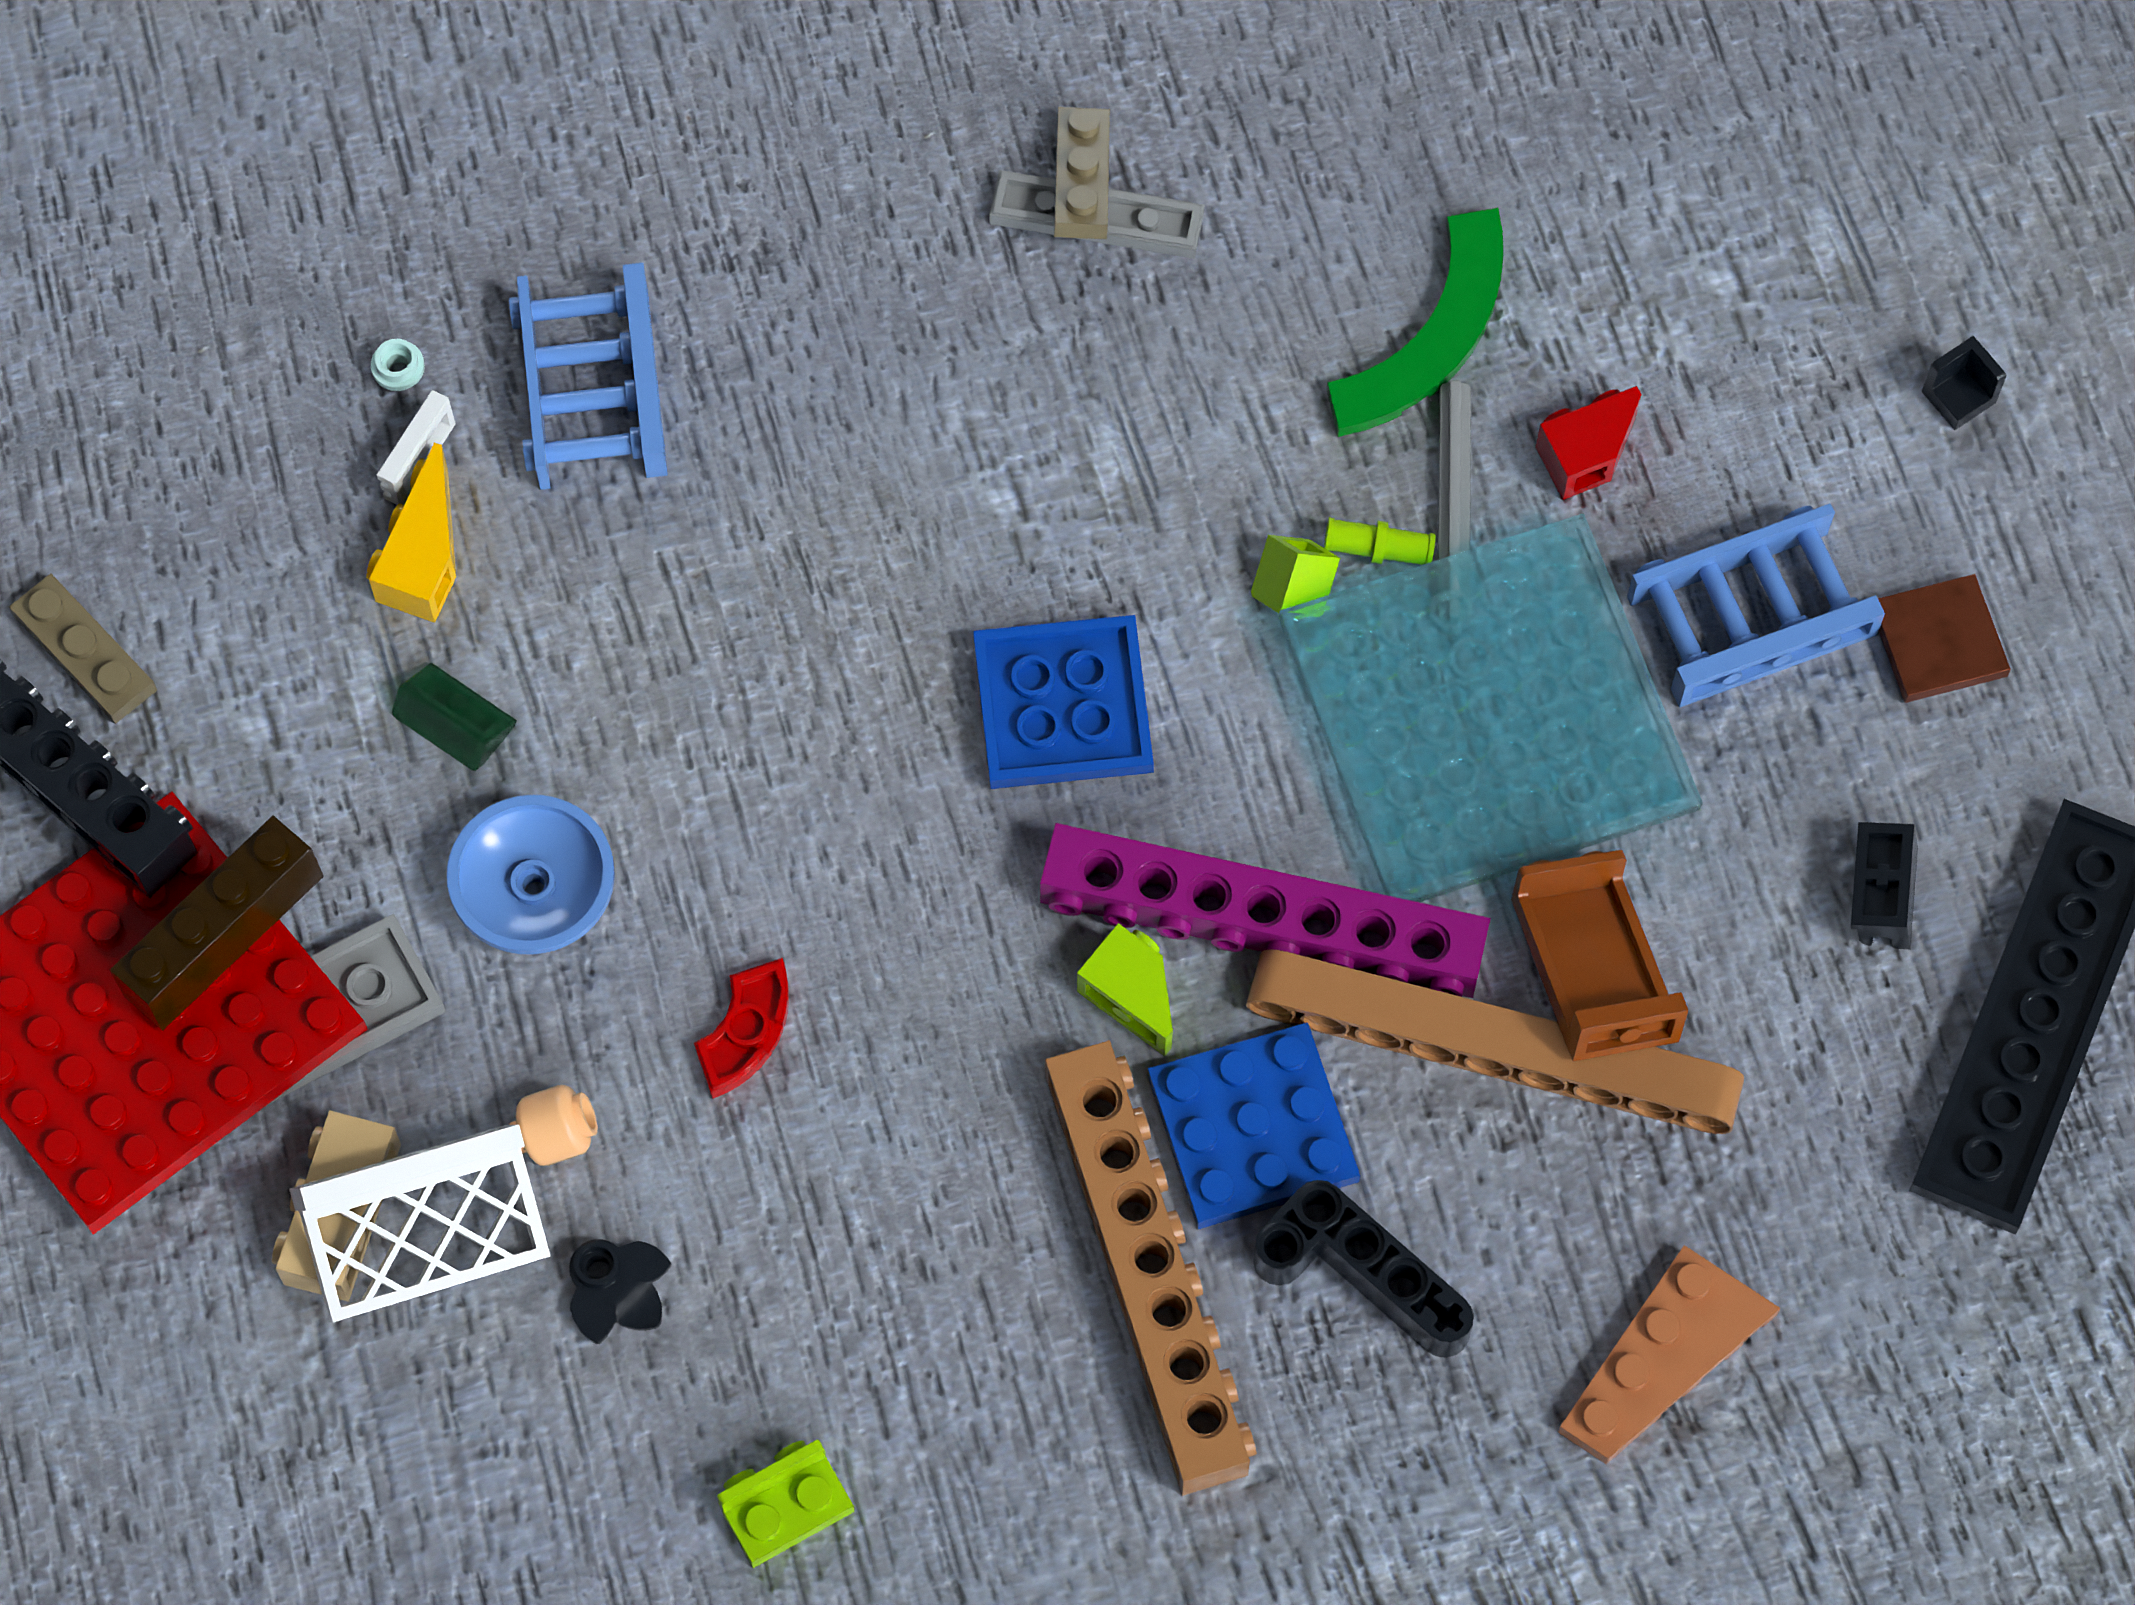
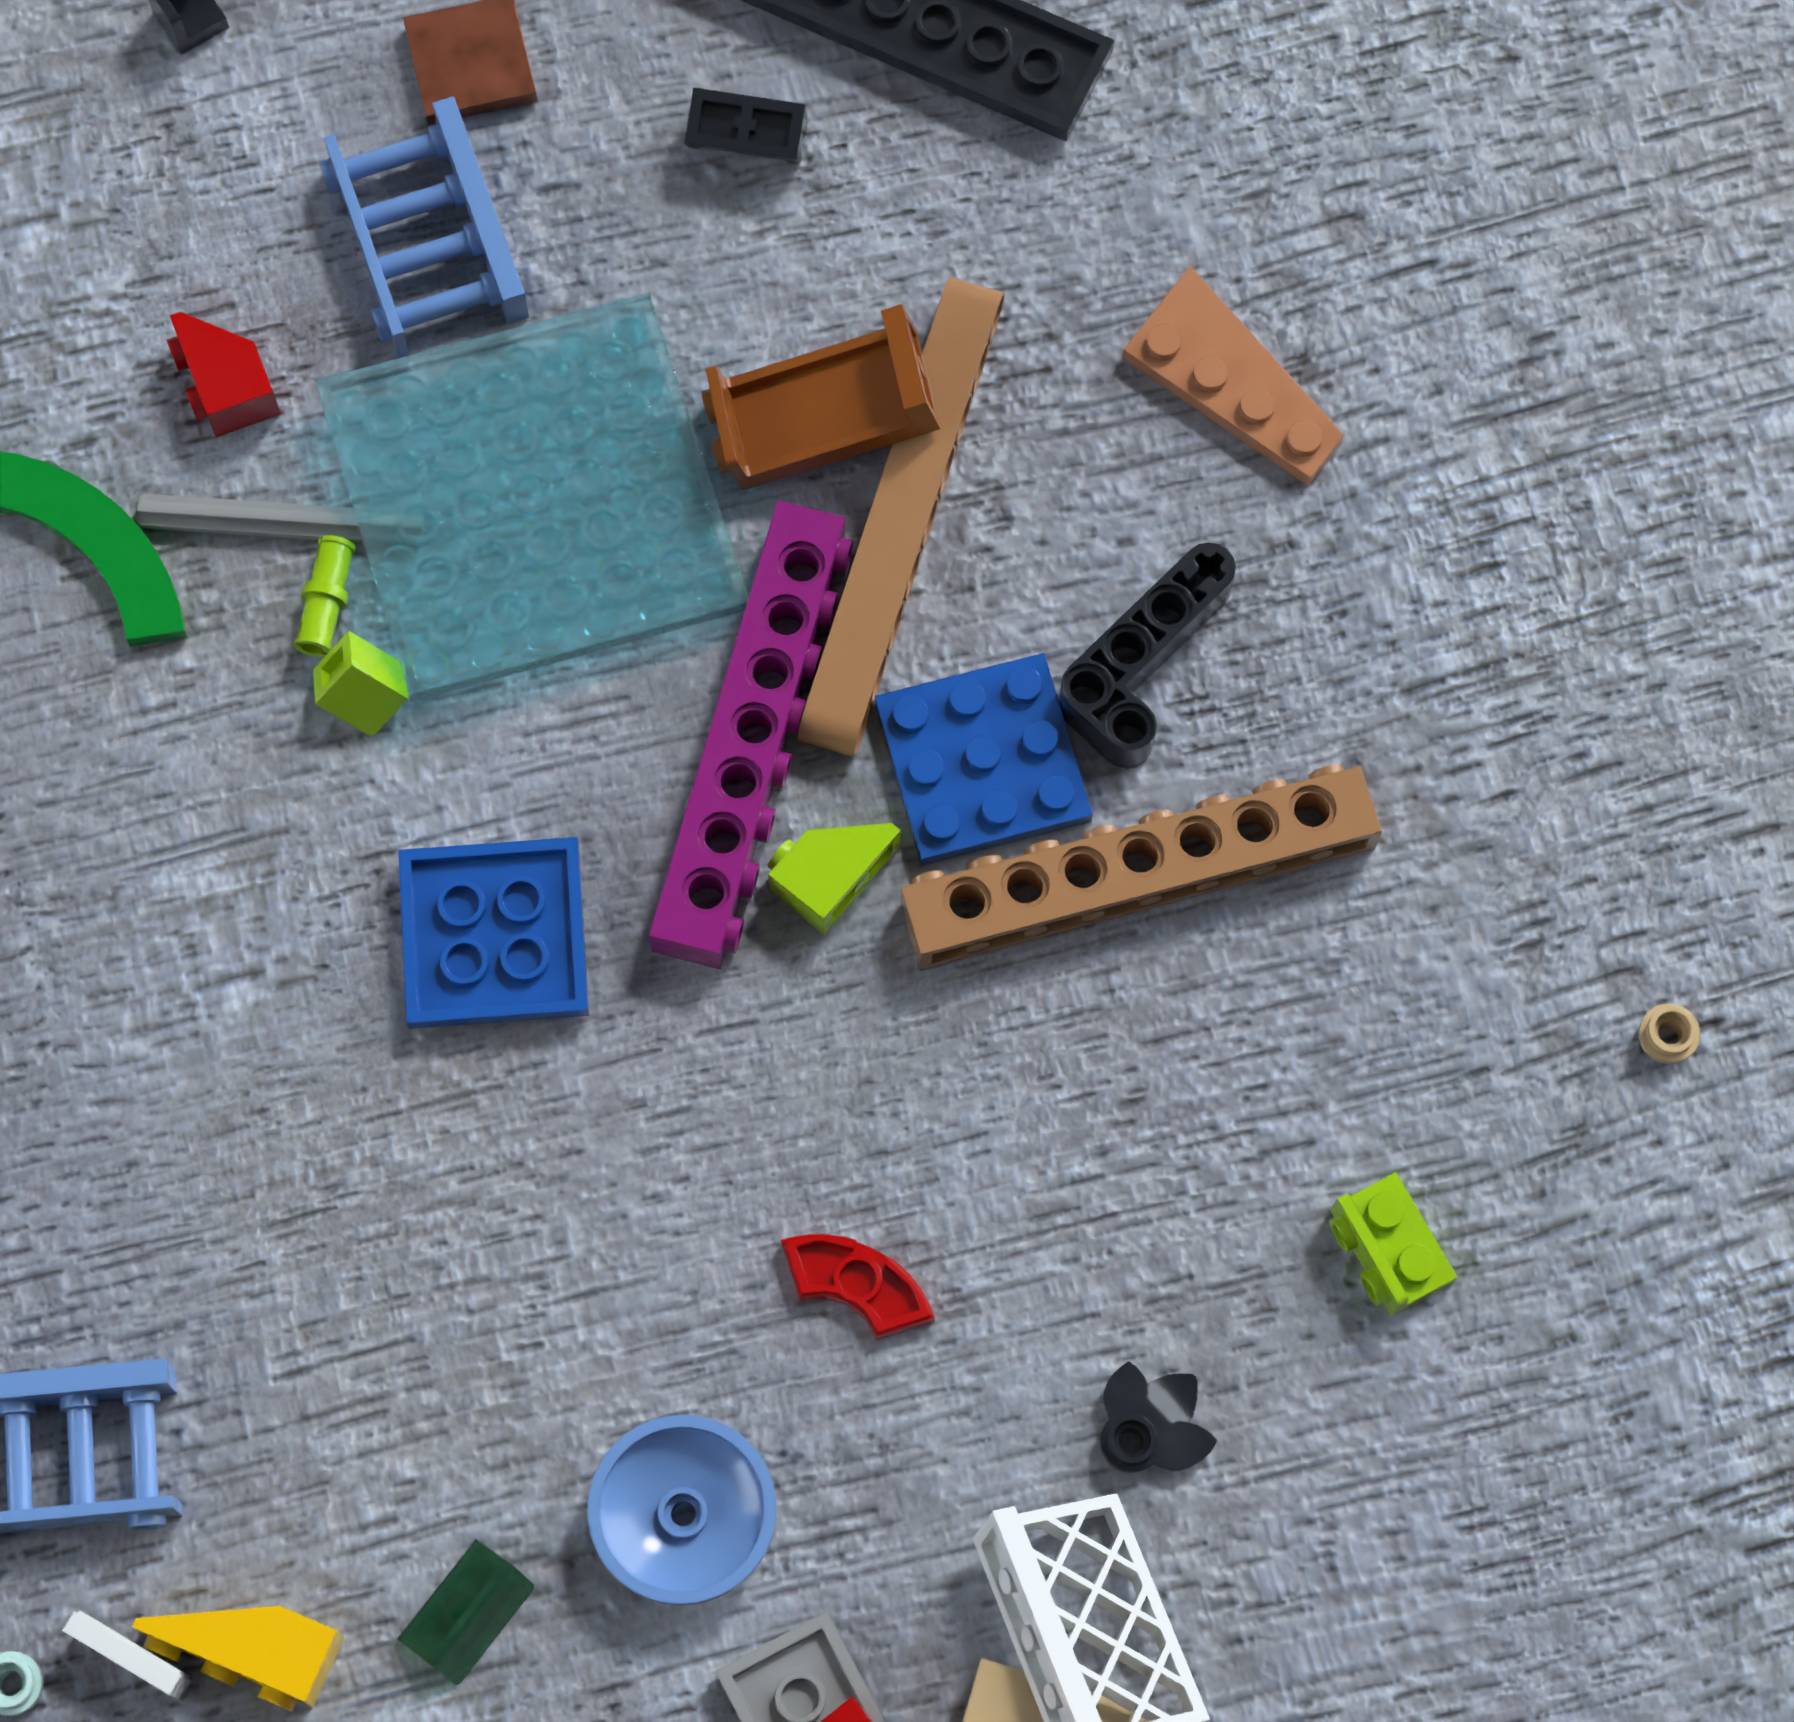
camera: 90 degrees left, 5 degrees up
(555, 1124) = (971, 1484): light nougat head -> none

